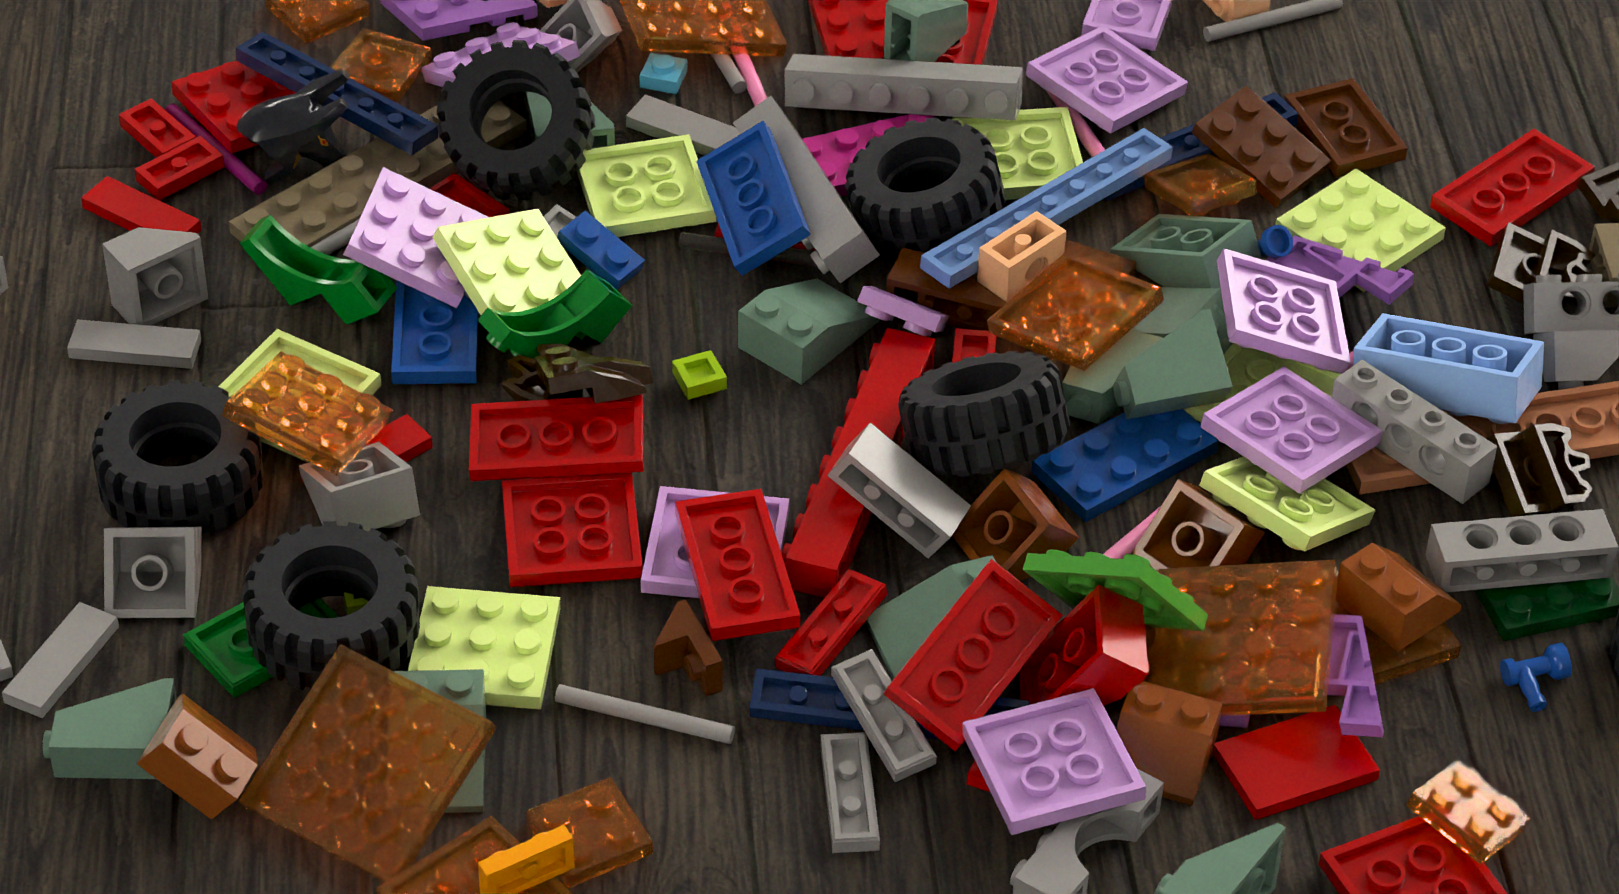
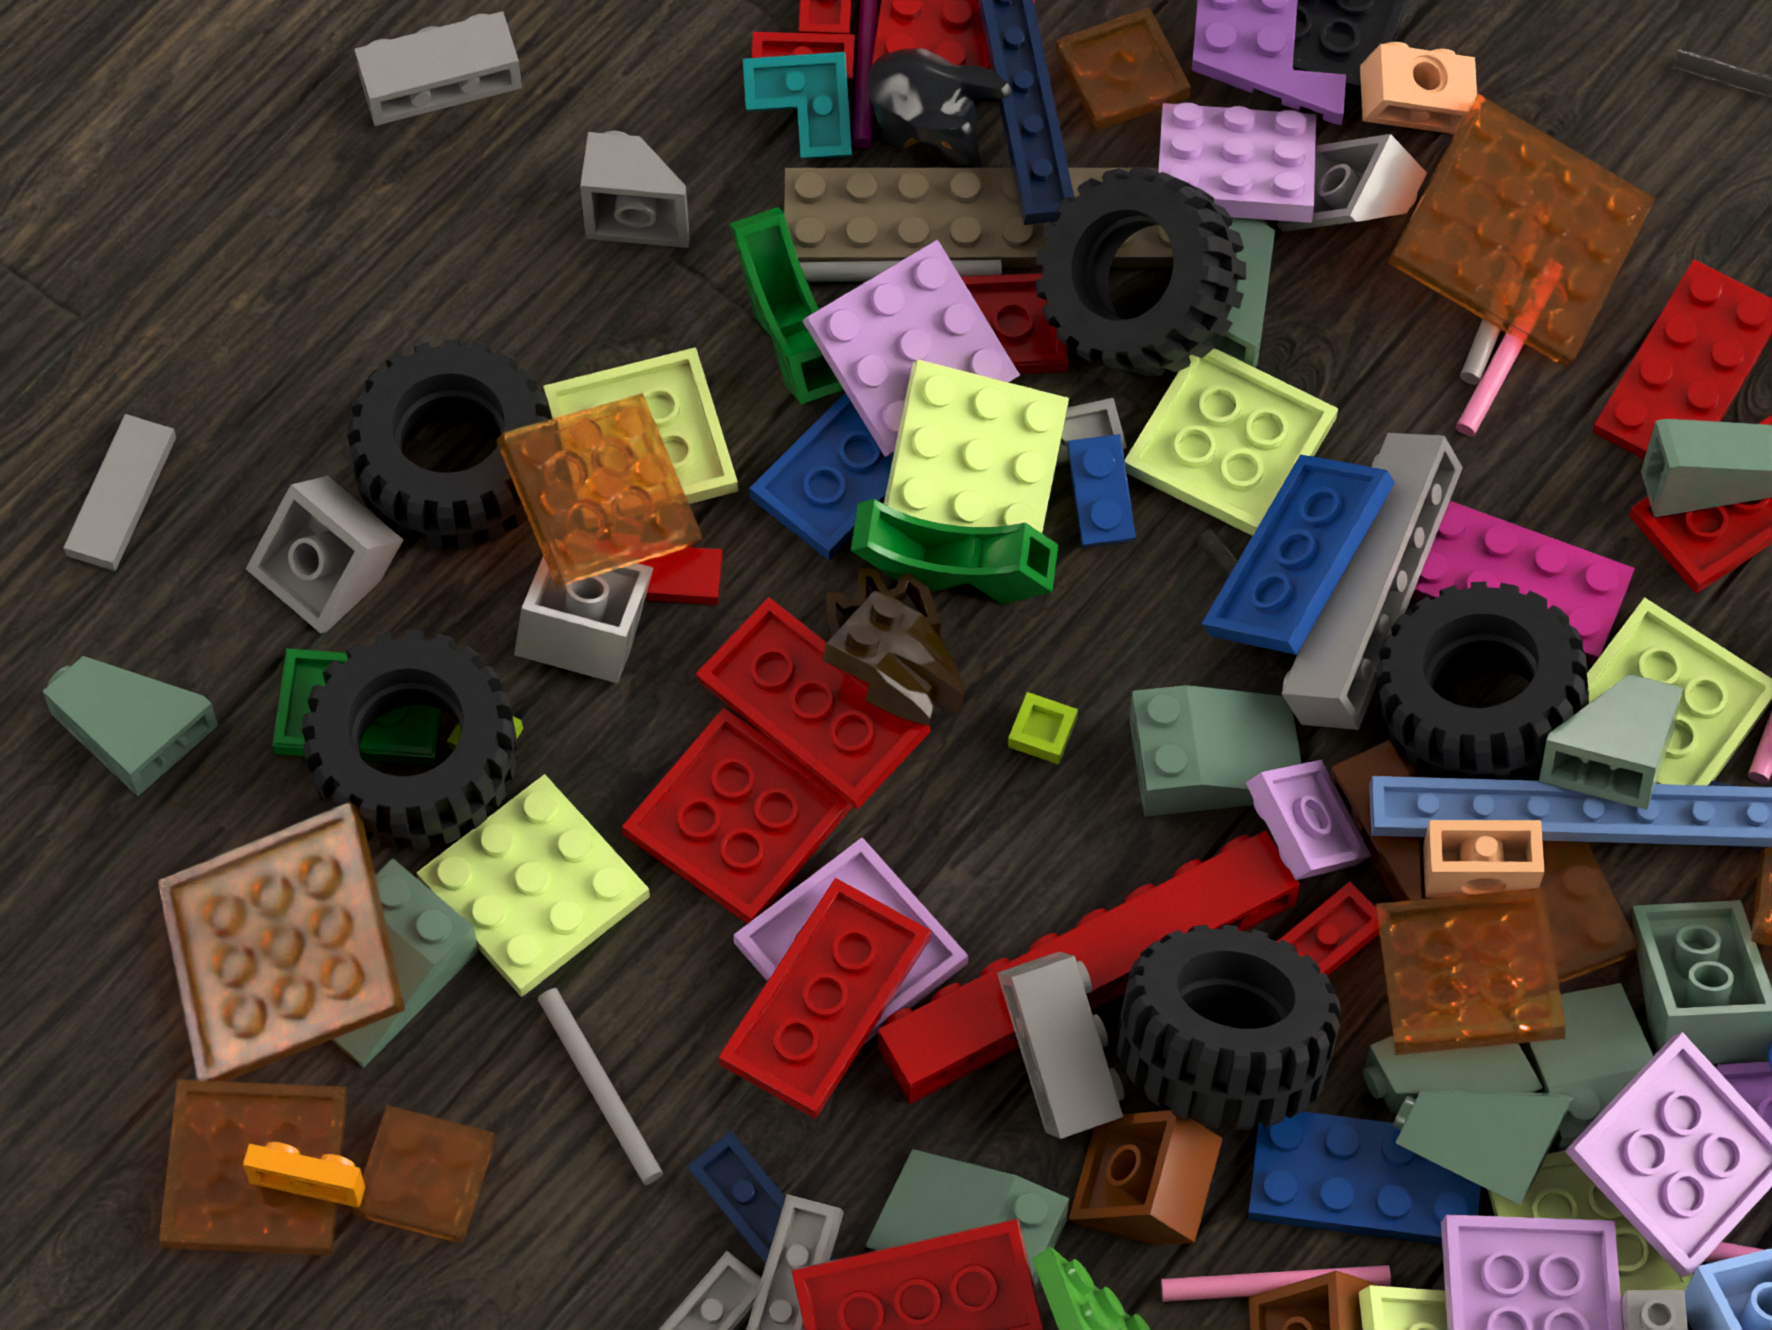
camera: 45 degrees right, 20 degrees up
(60, 660) = (165, 587): light grey tile -> none
(134, 344) = (563, 256): light grey tile -> none
(135, 209) = (718, 91): red tile -> none
(199, 758) = (163, 807): dark orange slope -> none
(207, 167) = (815, 88): none -> teal plate
(663, 73) = (1407, 300): medium azure plate -> none
(668, 120) = (1352, 387): light grey tile -> none
(688, 646) = (701, 1038): reddish brown slope -> none
(831, 625) = (862, 1136): red tile -> none
(903, 86) = (1620, 525): light grey brick -> none
(1033, 161) = (1615, 742): none -> slope

